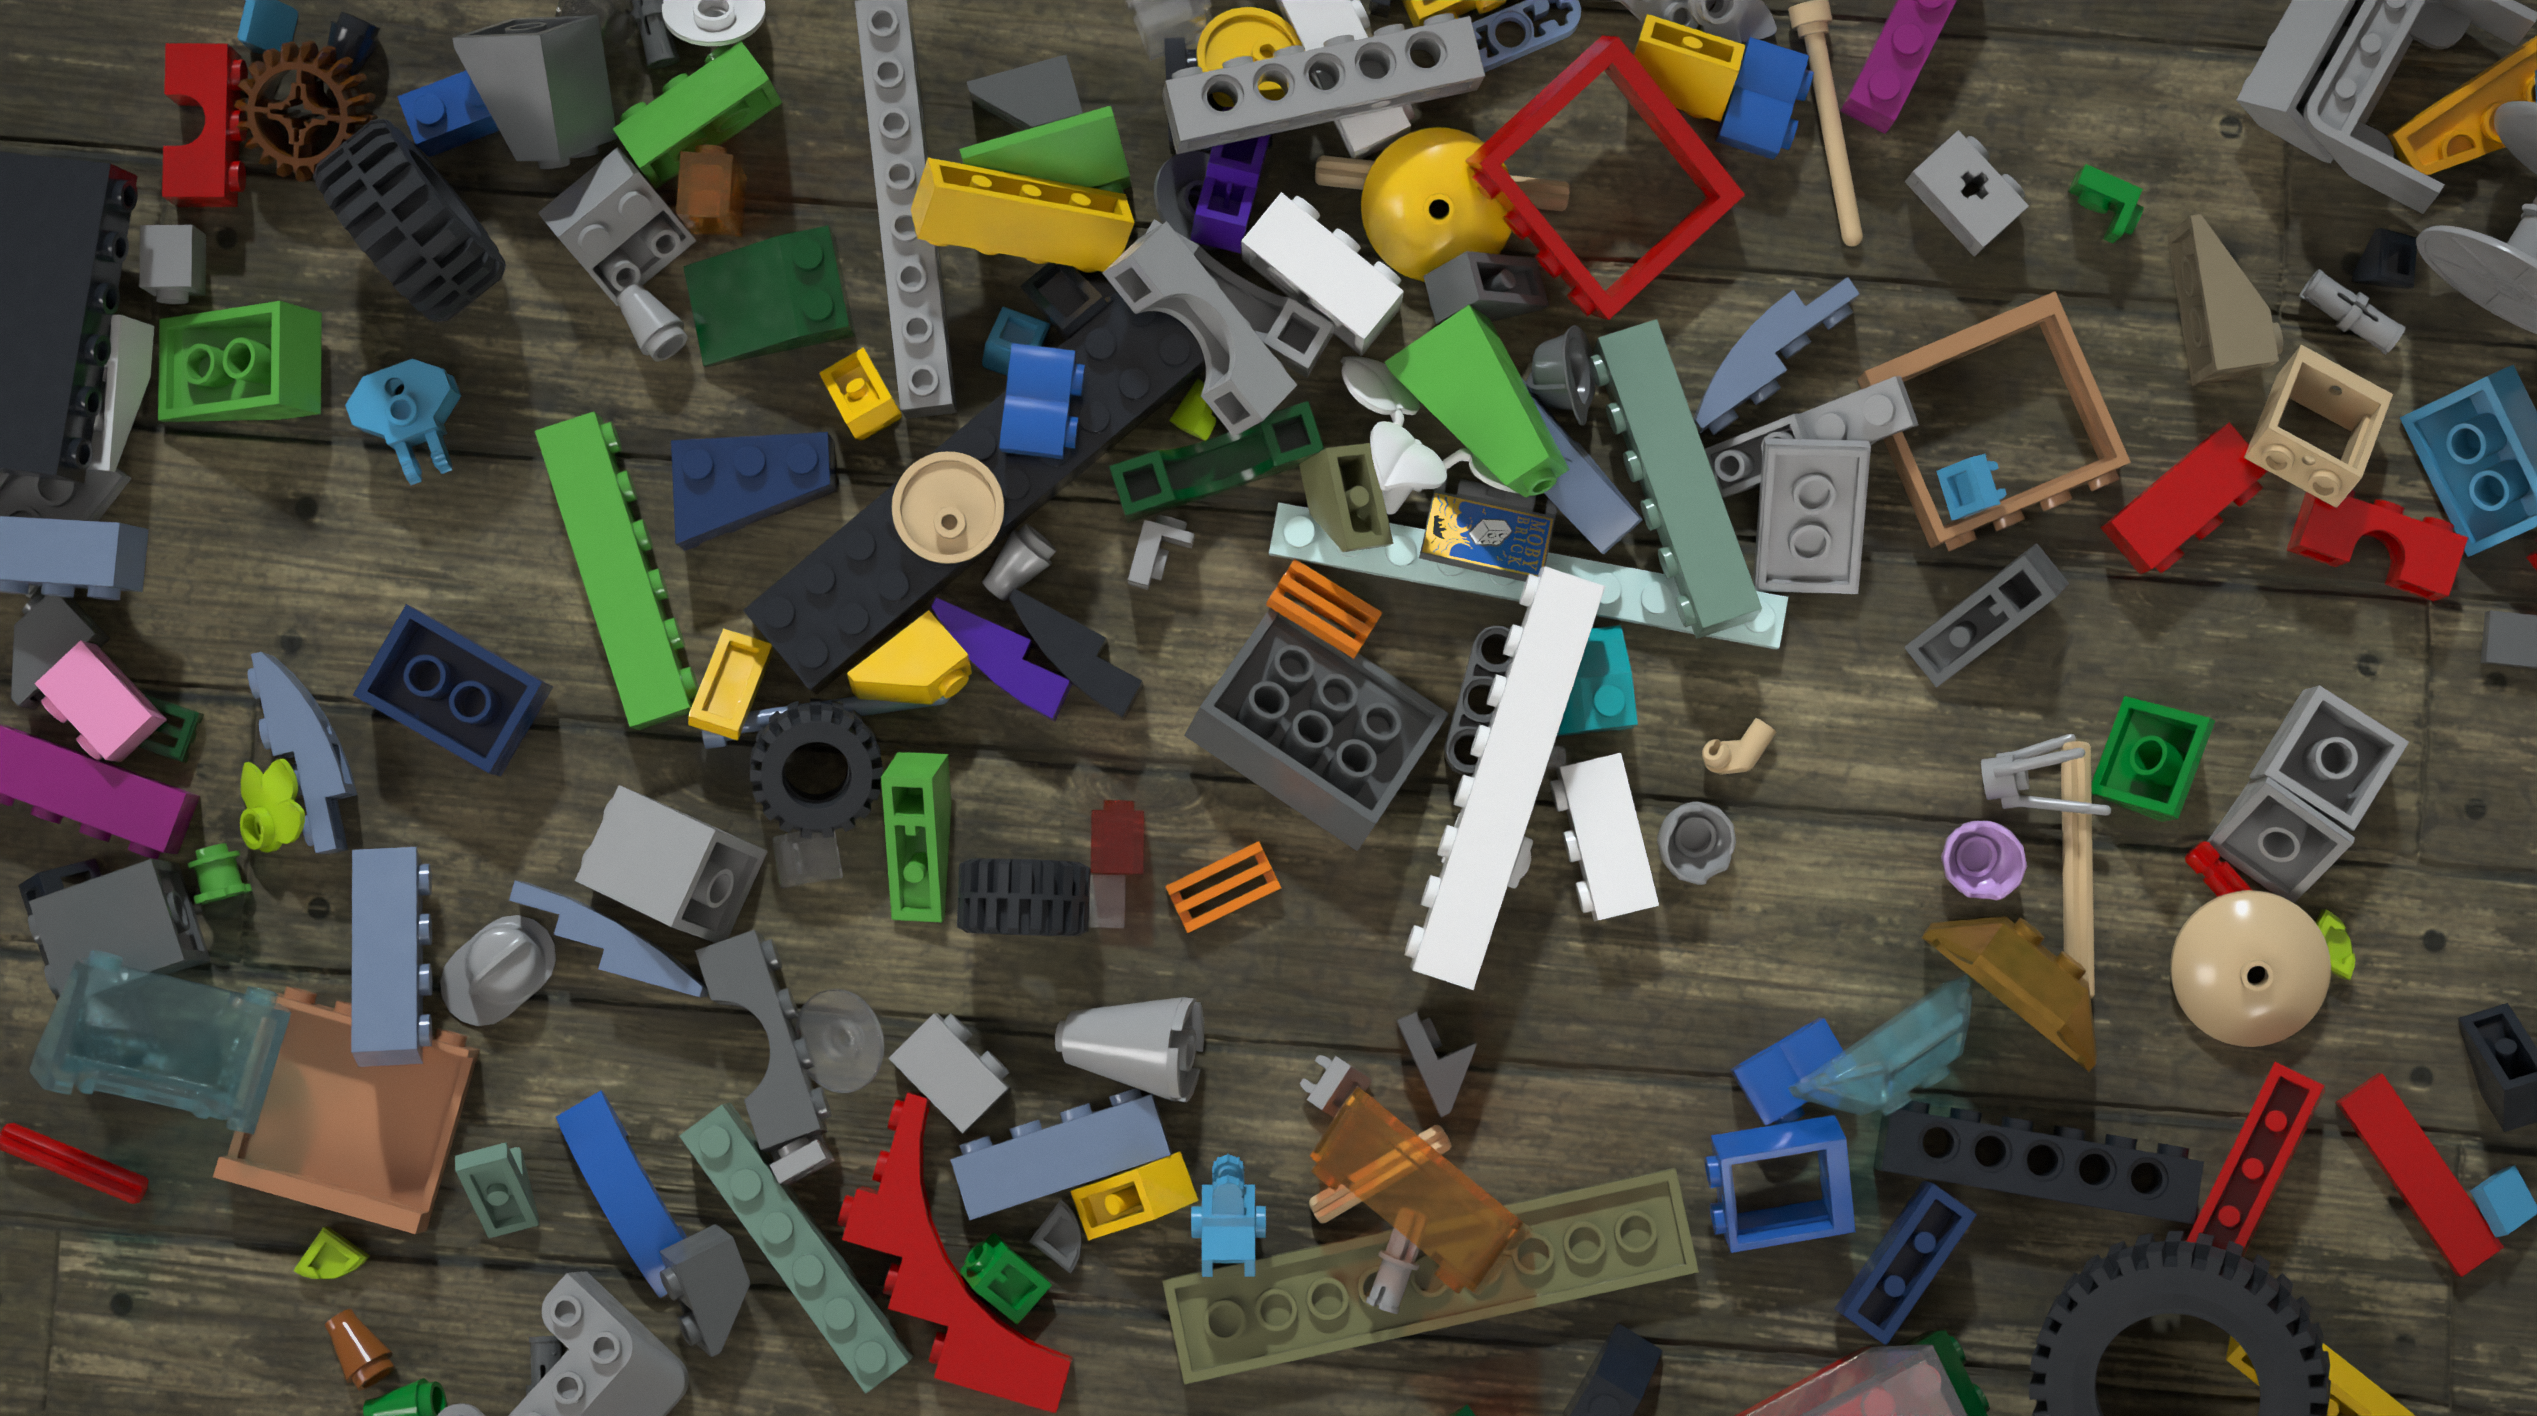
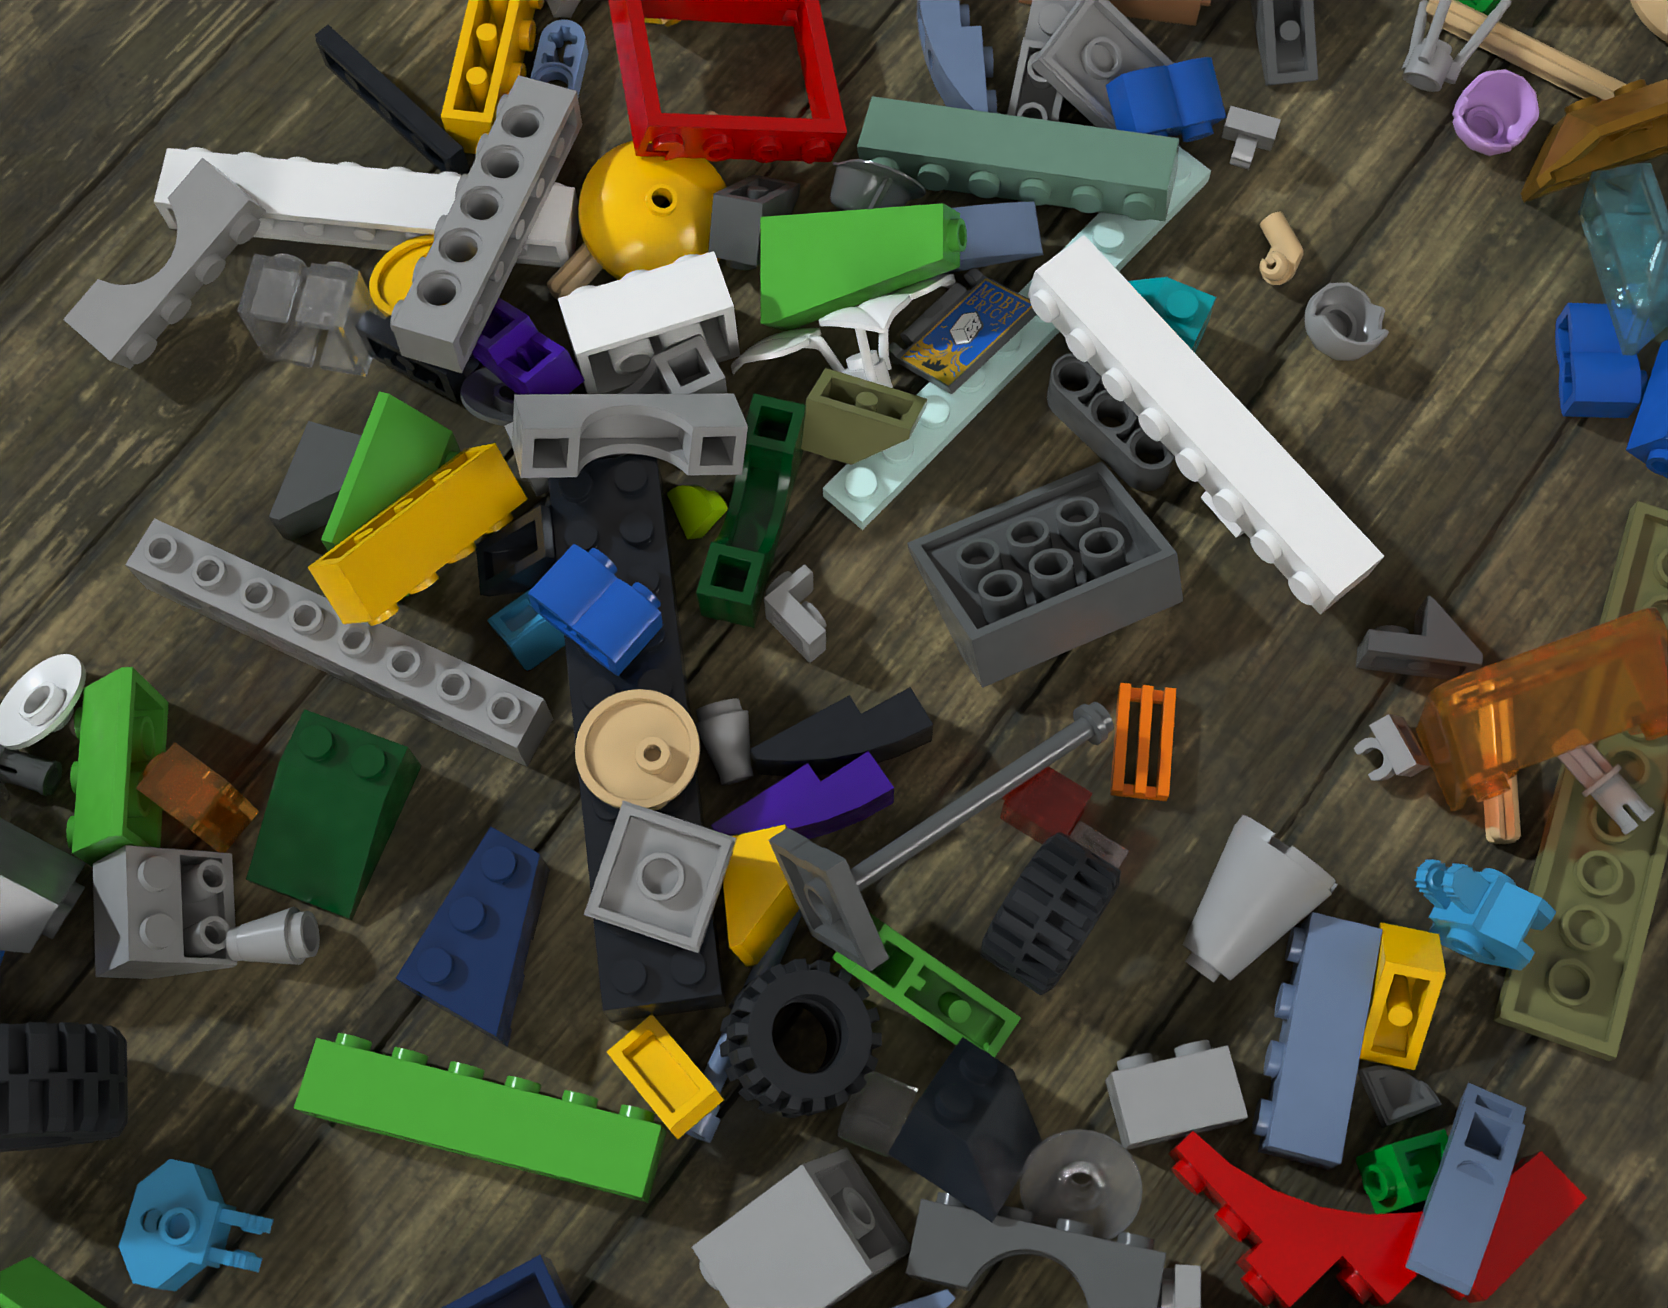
camera: 55 degrees left, 15 degrees down
(826, 936) = (970, 1130): none -> black slope
(860, 395) = (479, 786): yellow slope -> none
(861, 590) = (660, 876): none -> light grey plate
(927, 729) = (831, 890): none -> dark grey tile
(1004, 1319) = (1467, 1189): none -> sand blue slope
(1334, 594) = (938, 501): orange tile -> none
(1604, 837) = (1303, 390): white brick -> none
(1806, 574) = (1168, 100): none -> blue brick
(1835, 659) = (1249, 131): none -> light grey tile

